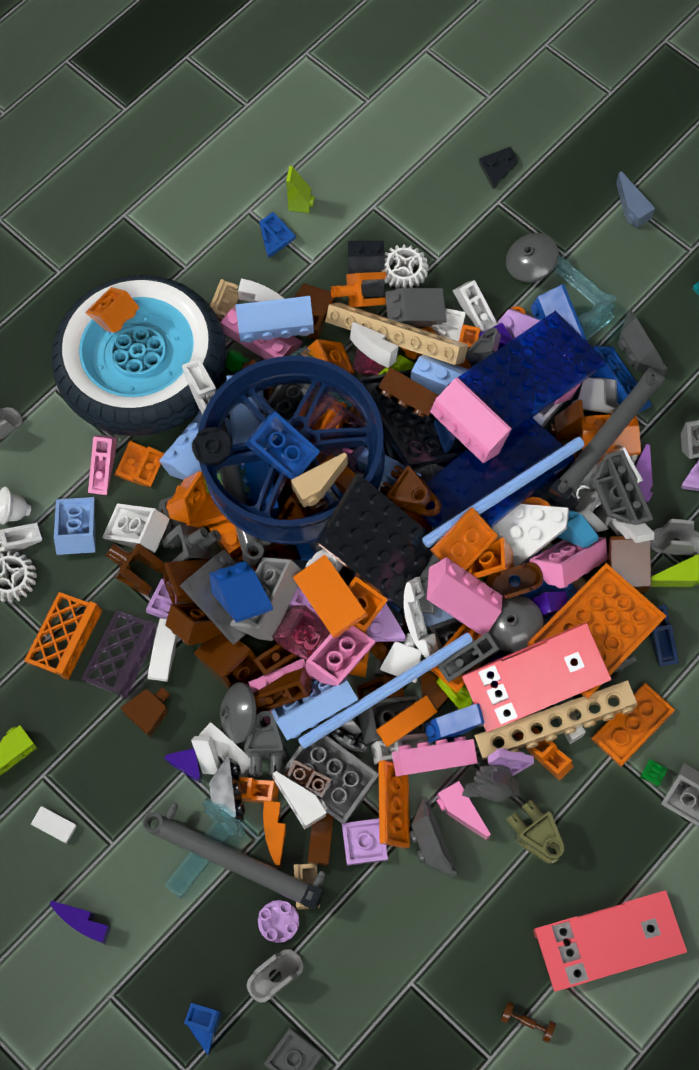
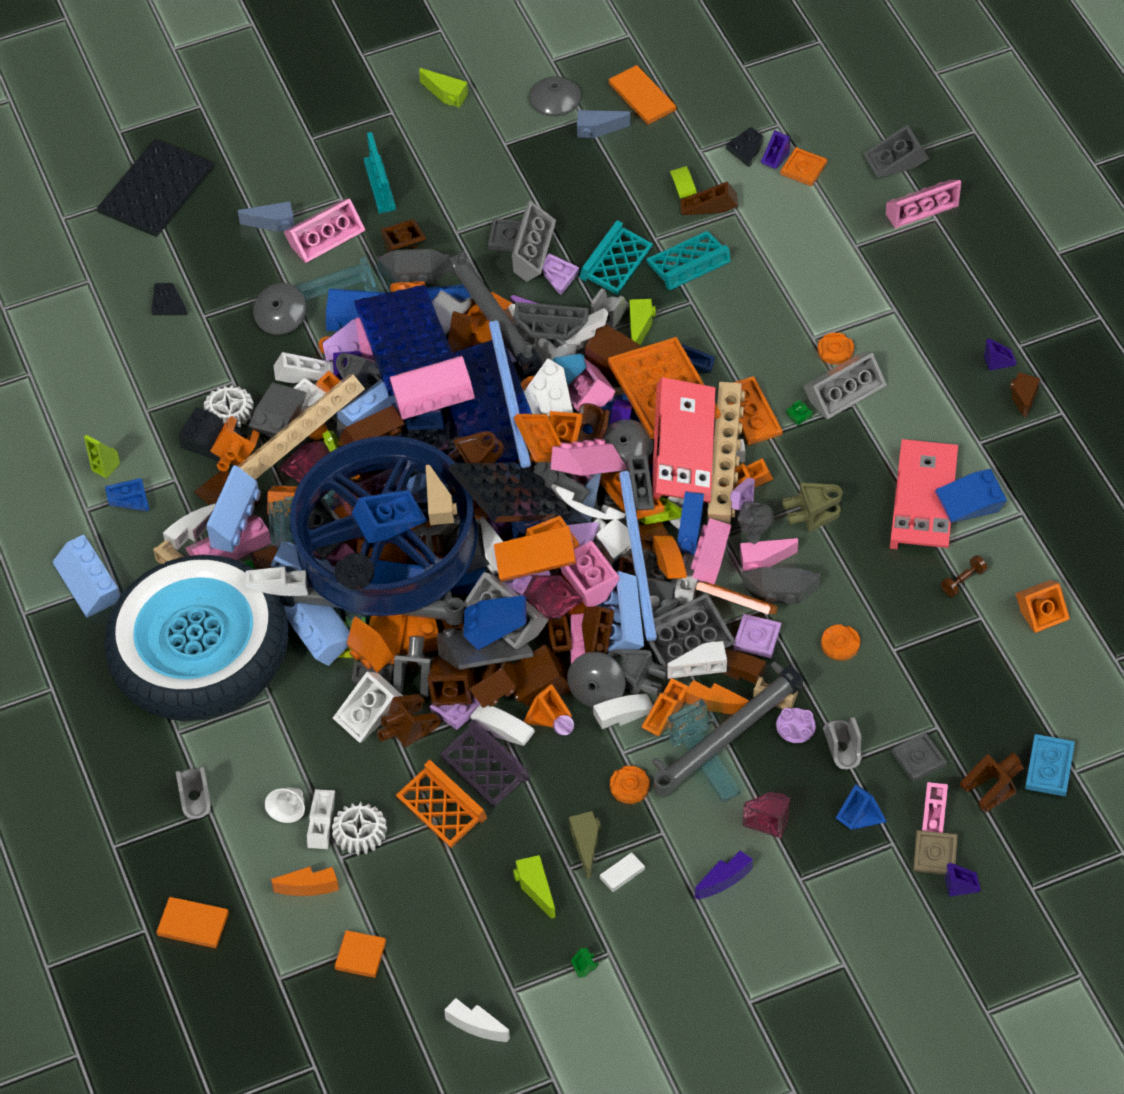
camera: 65 degrees left, 15 degrees down
(74, 776) = (585, 836): none -> olive slope
(75, 526) = (337, 757): light blue slope -> none
(101, 463) = (285, 714): bright pink slope -> none
(113, 309) = (146, 627): orange slope -> none
(139, 464) = (302, 687): orange slope -> none
(147, 710) = (553, 759): reddish brown torso -> none
(151, 791) = (629, 784): none -> orange tile
(158, 939) = (767, 813): none -> clear pink slope
(177, 243) = (86, 576): none -> light blue slope
(186, 762) = (620, 744): dark purple slope -> none
(188, 704) = (563, 725): none -> lavender tile
(199, 684) = (546, 708): none -> orange slope
(206, 754) = (622, 721): white tile -> none
(227, 789) = (658, 711): slope -> none
(308, 778) = (683, 645): reddish brown slope -> none
(373, 345) = (302, 447): white slope -> none
(395, 926) = (840, 642): none -> orange tile
(610, 350) = (401, 285): none -> orange tile
(618, 97) = (155, 187): none -> black plate
(625, 991) = (971, 496): none -> blue slope
(642, 252) = (324, 230): none -> bright pink slope
(663, 319) = (402, 236): none -> reddish brown slope

